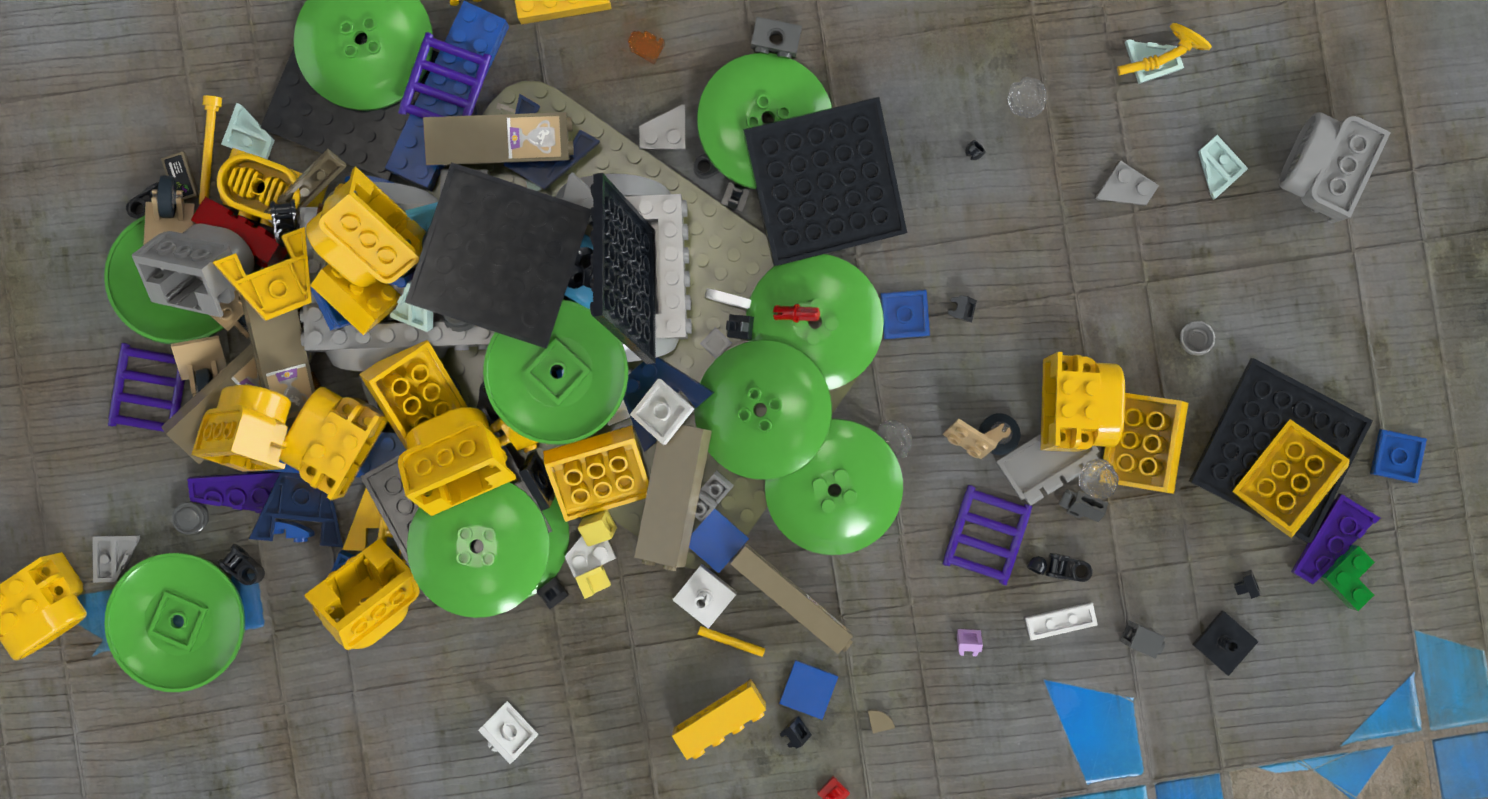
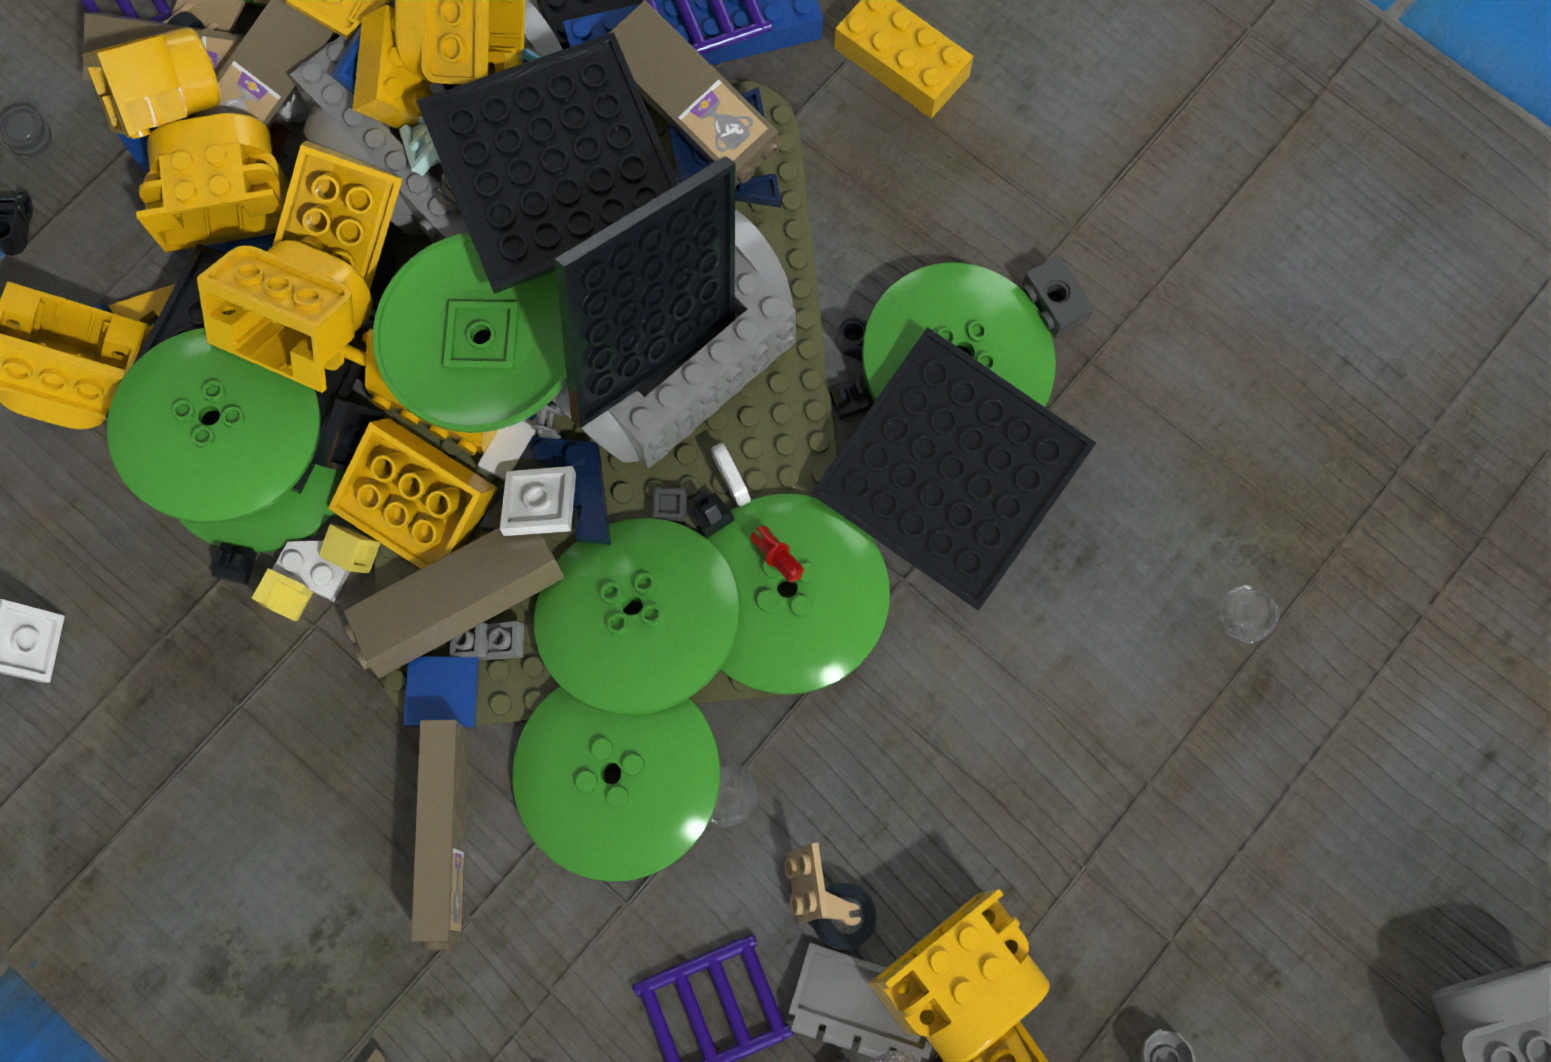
camera: 55 degrees right, 15 degrees down
(238, 491) = (101, 167): dark purple wing -> none
(293, 530) = (88, 234): blue slope -> none
(297, 500) = (114, 208): dark blue wing -> none
(646, 45) = (925, 178): clear orange brick -> none
(664, 131) = (853, 269): light grey wing -> none
(705, 596) = (365, 735): white tile -> none
(719, 720) = (229, 874): yellow brick -> none
(731, 641) = (335, 812): yellow bar -> none
(796, 732) = (280, 983): black tile -> none
(808, 689) = (347, 953): blue tile -> none
(905, 314) = (886, 688): blue tile -> none
(965, 308) = (952, 748): black tile -> none
(975, 149) = (1137, 608): black hinge -> none
(1127, 186) = (1260, 817): light grey wing -> none
(1140, 50) = (1423, 720): light aqua wing -> none
(1188, 40) = (1486, 735): yellow dish -> none
(1220, 166) = (1385, 905): light aqua wing -> none

